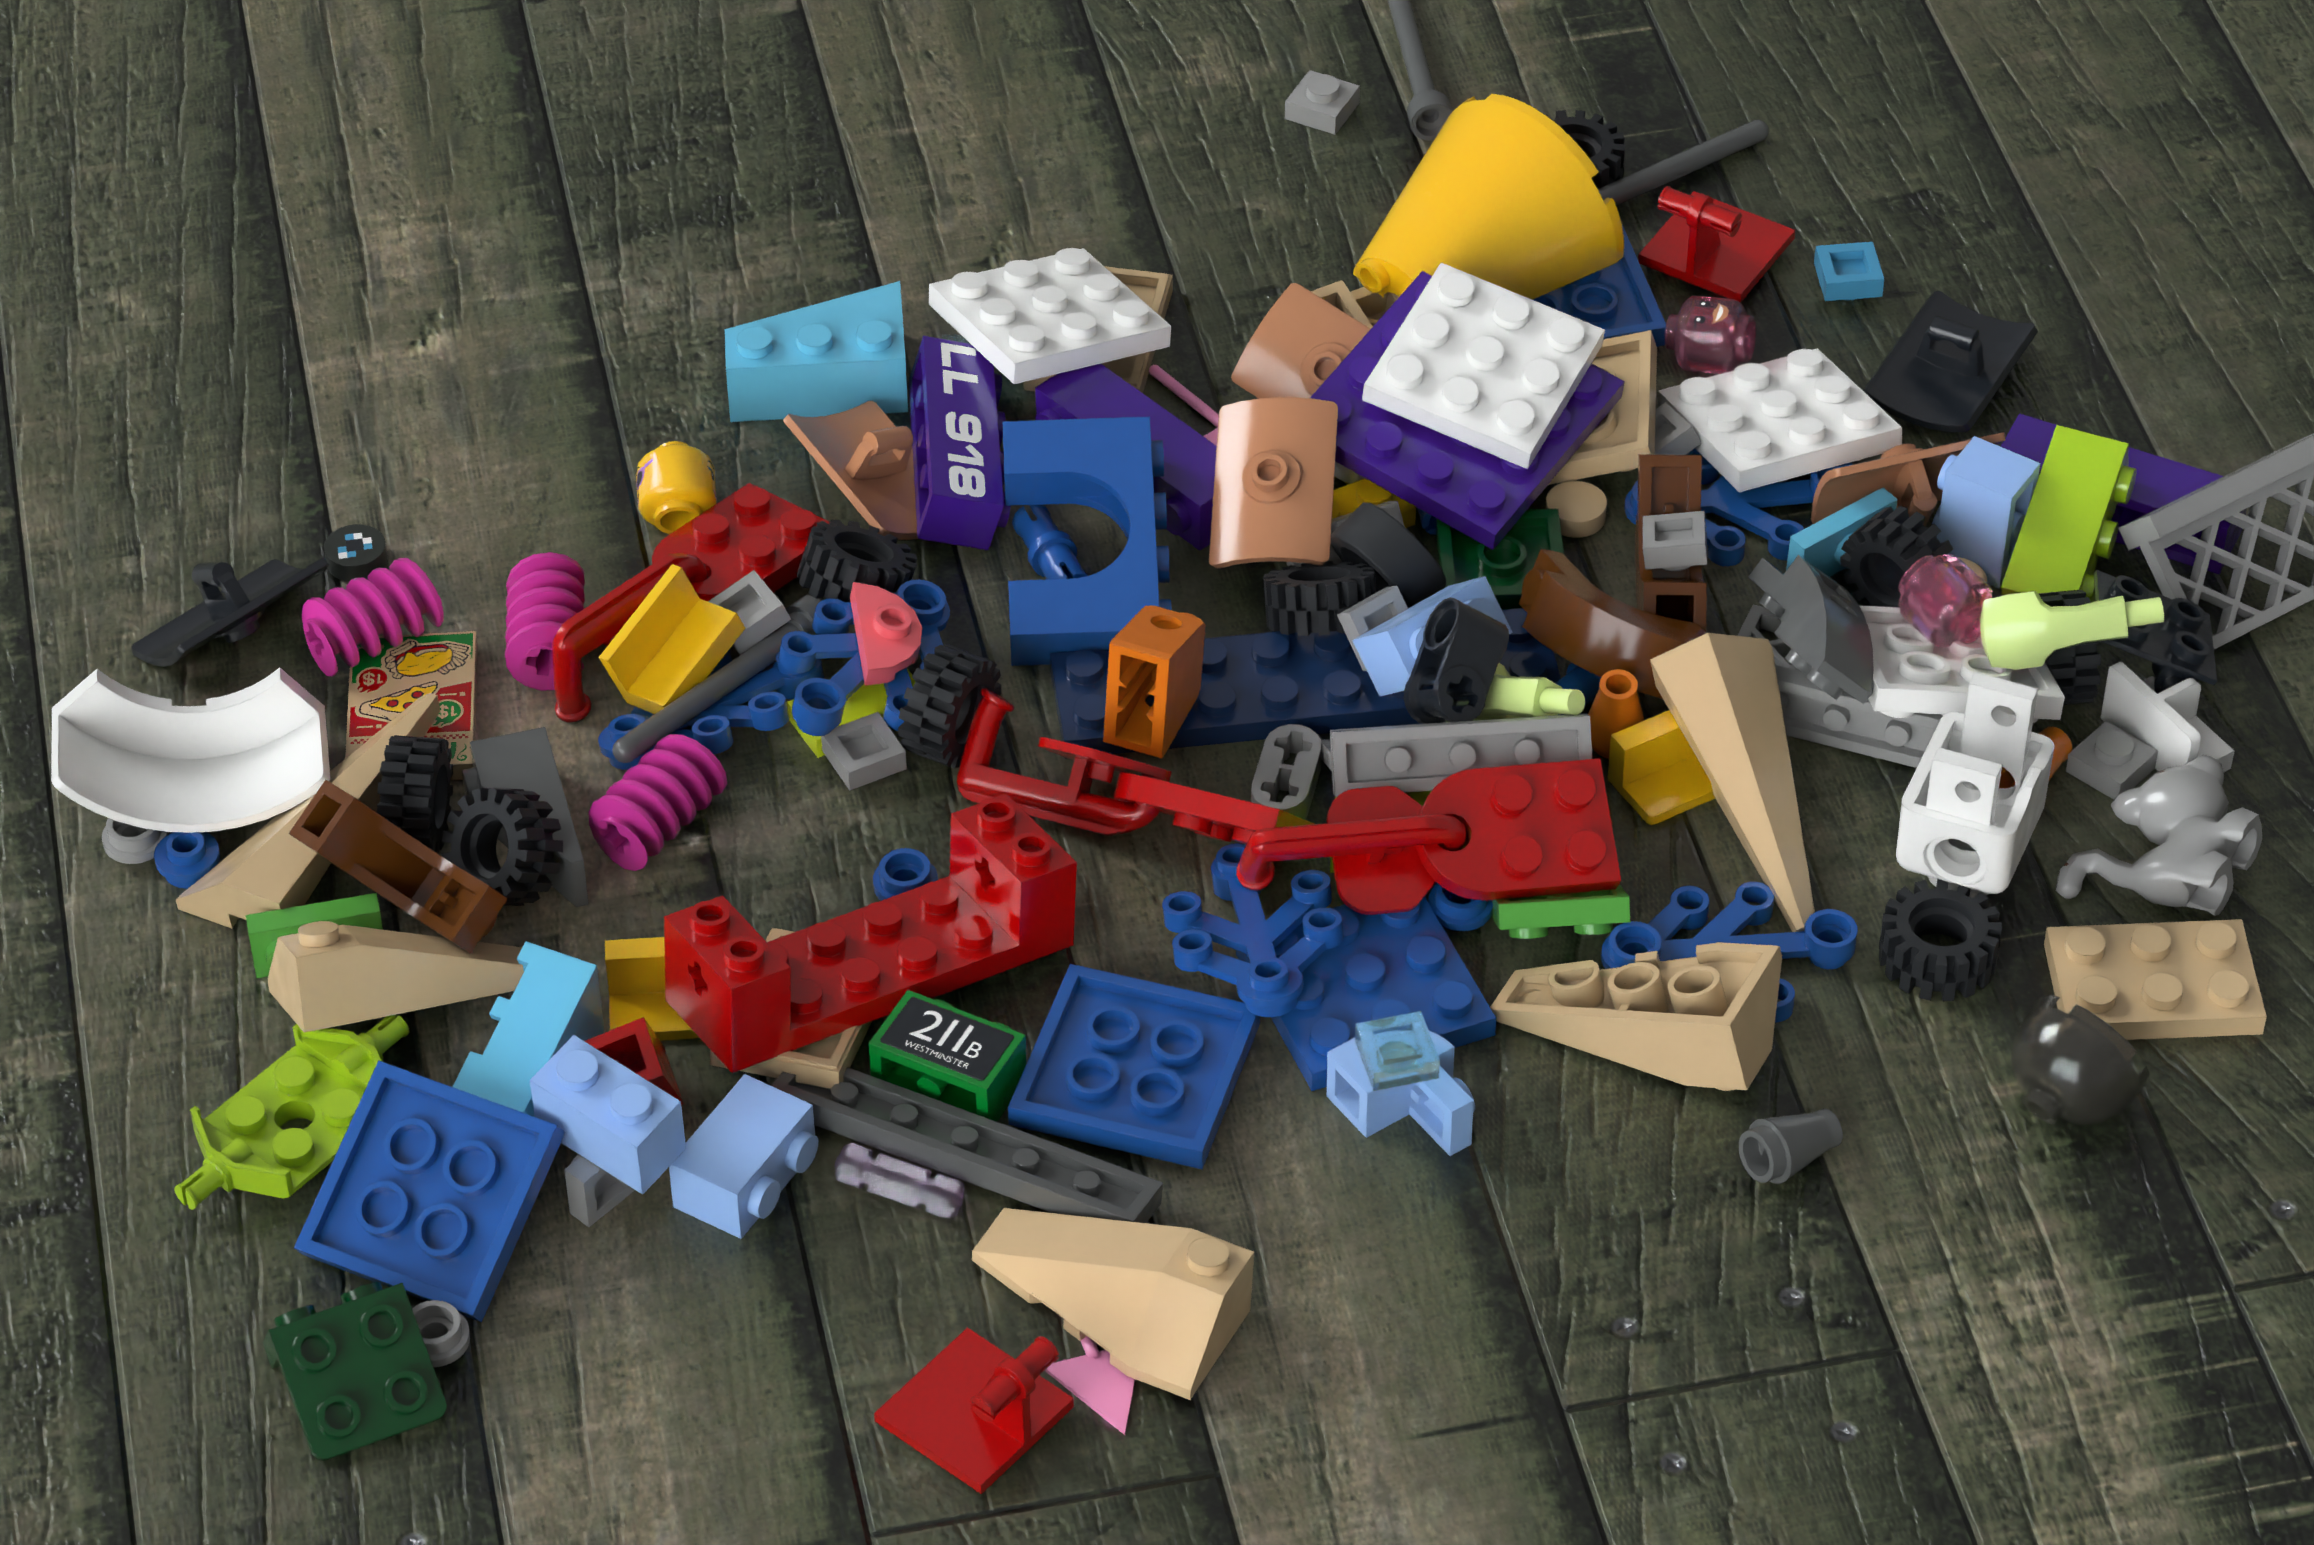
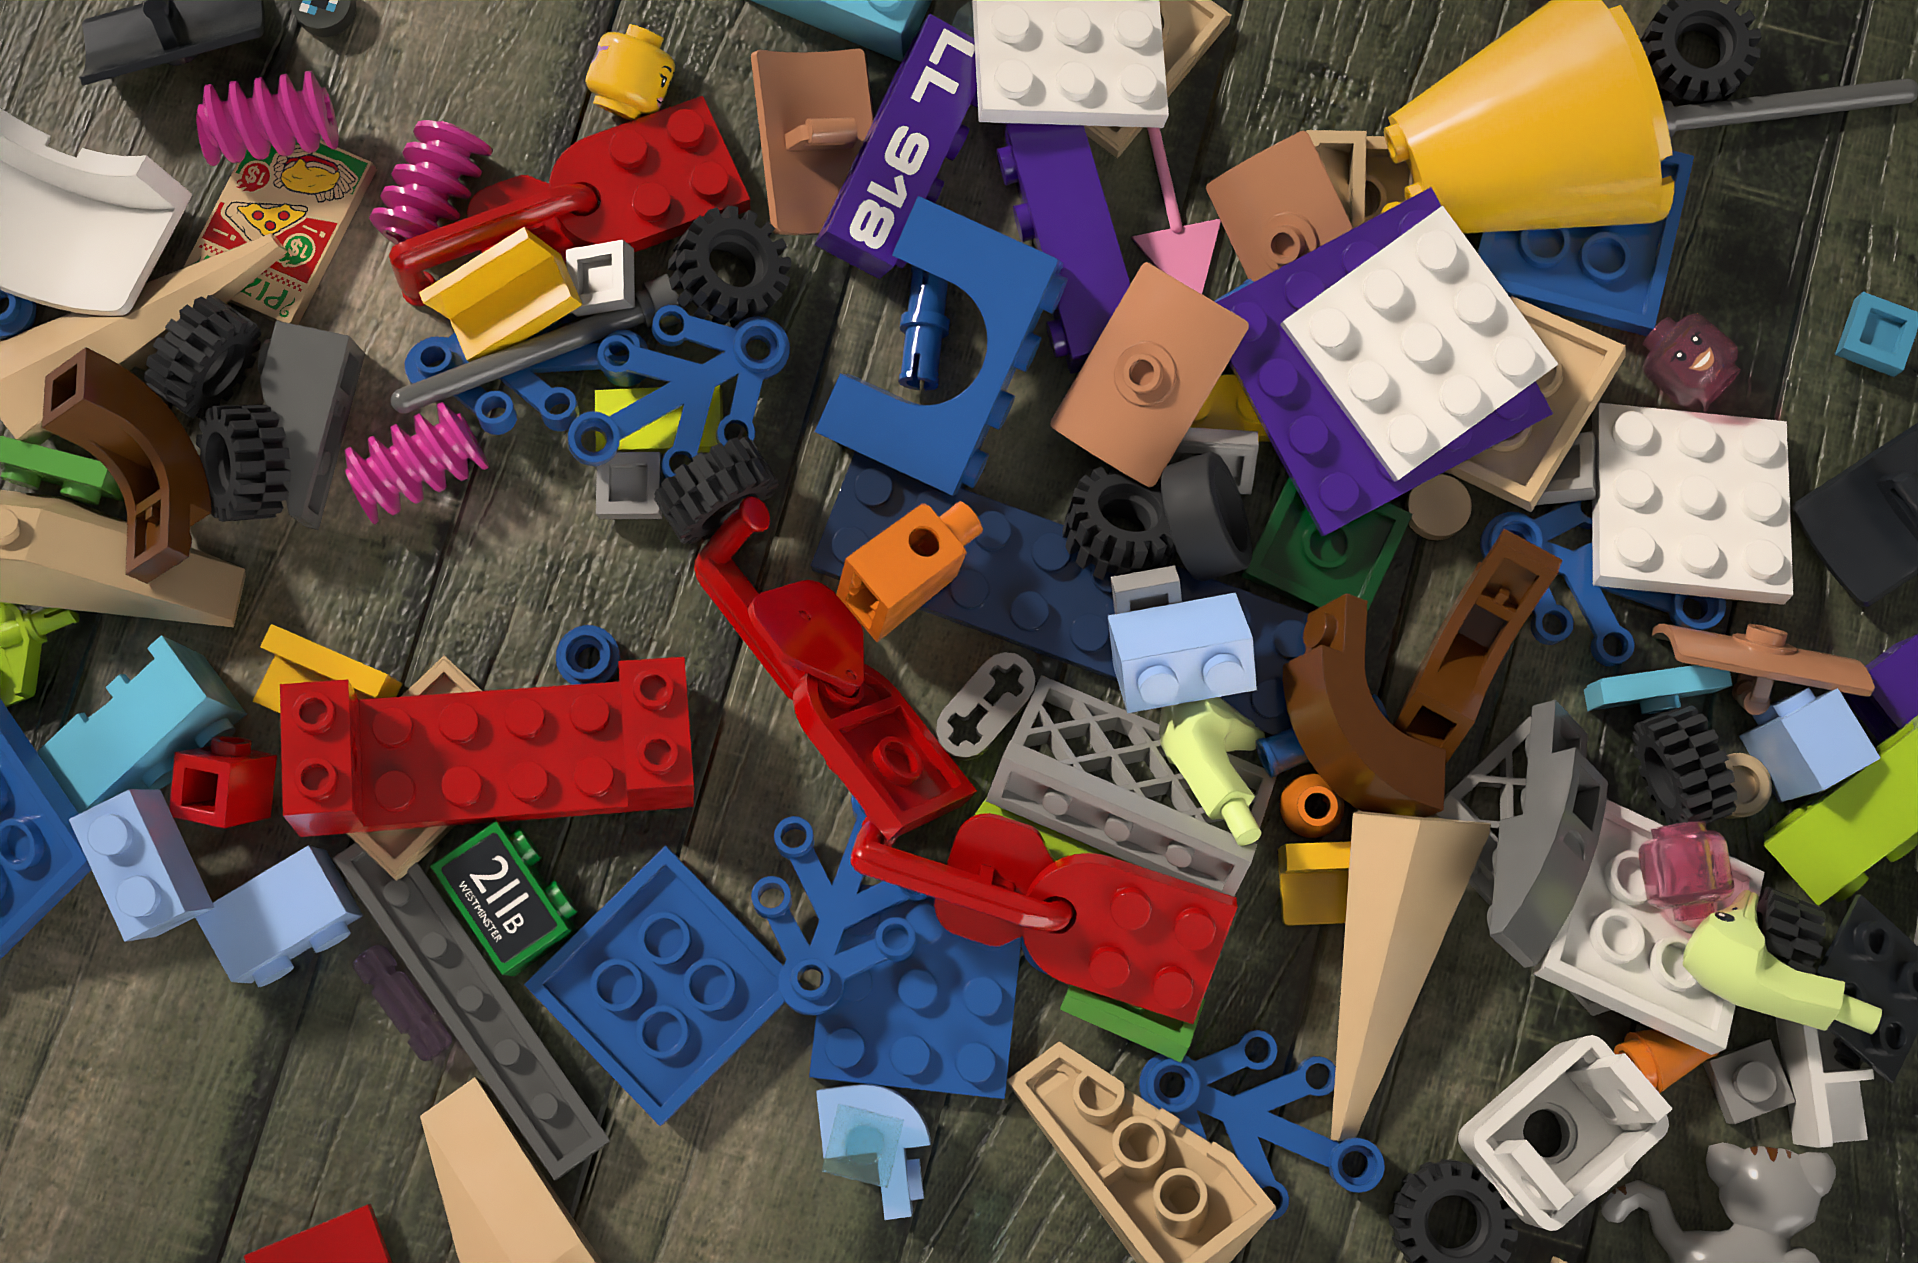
camera: 30 degrees right, 35 degrees up
(885, 632) = (700, 380): coral plate -> none
(1459, 659) = (1169, 724): black piece -> none
(1674, 540) = (1480, 644): light grey plate -> none
(1714, 244) = (1771, 232): red plate -> none

